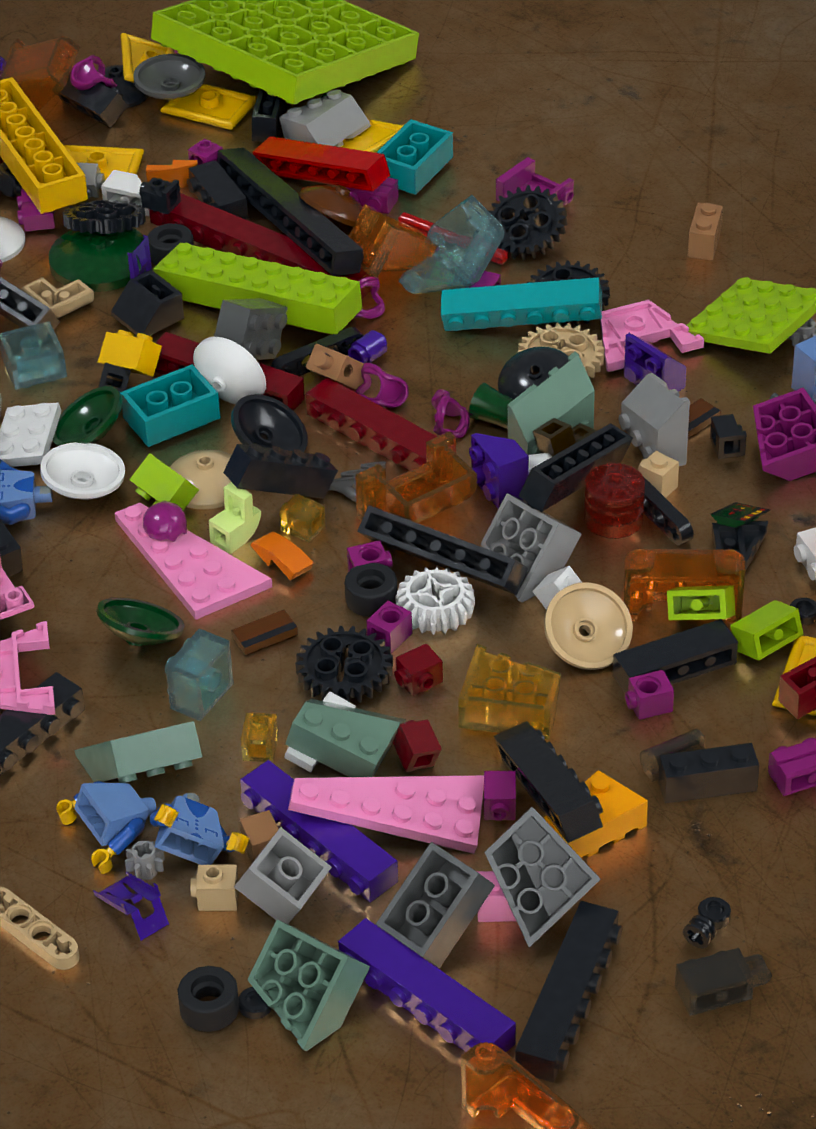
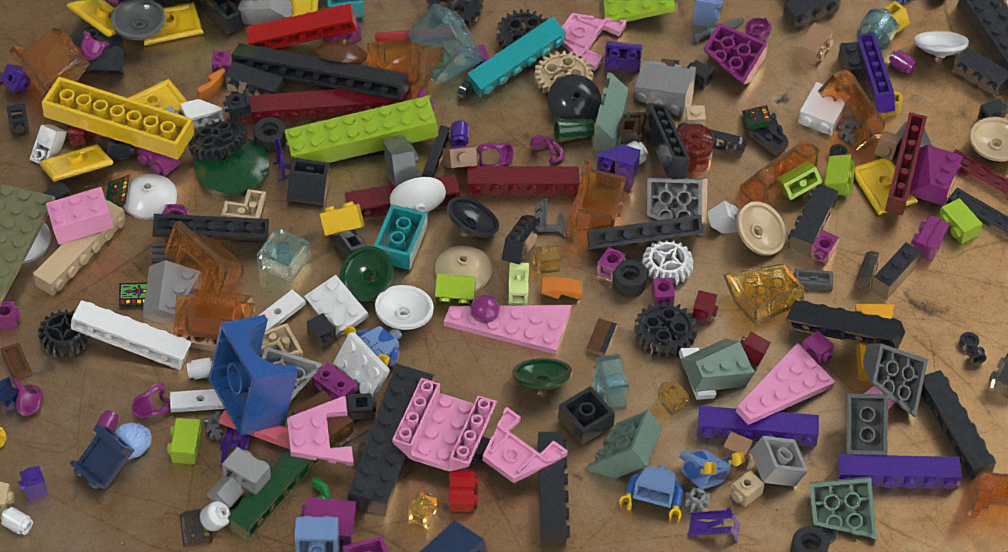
camera: 45 degrees left, 10 degrees up
(132, 691) = (586, 415): none -> black brick
(429, 310) = (464, 89): none -> black tile
(593, 726) = (812, 280): none -> dark grey tile

